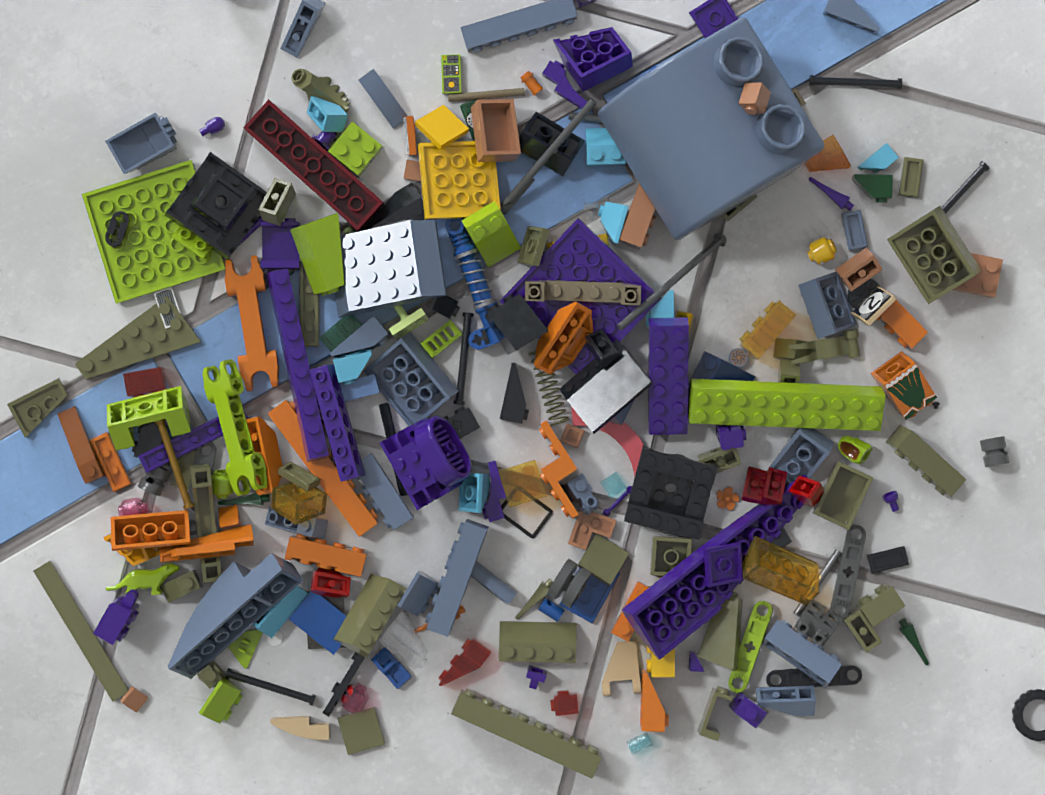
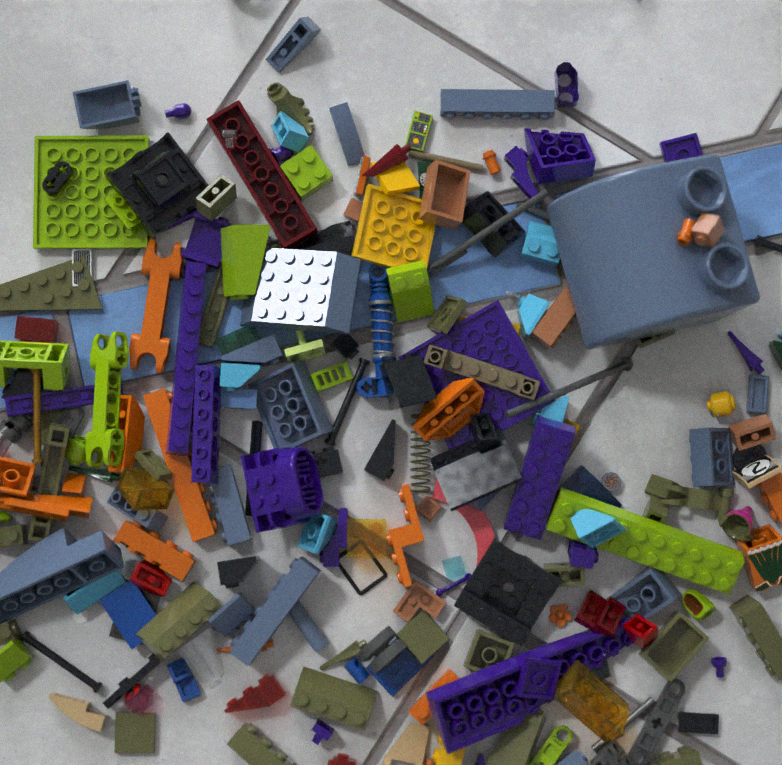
camera: 10 degrees right, 5 degrees down
(245, 646) = (49, 614): lime piece -> none
(271, 137) = (229, 135): none -> clear piece
(408, 551) = (236, 570): none -> black slope
(432, 113) = (390, 159): none -> dark red bar
(579, 489) = (420, 562): sand blue brick -> none
(734, 111) = (684, 237): none -> orange pin
(734, 408) = (595, 527): none -> medium azure slope
(766, 329) = (647, 462): clear yellow brick -> none
(829, 158) = (752, 318): clear orange slope -> none
(870, 361) = (738, 524): none -> olive hat

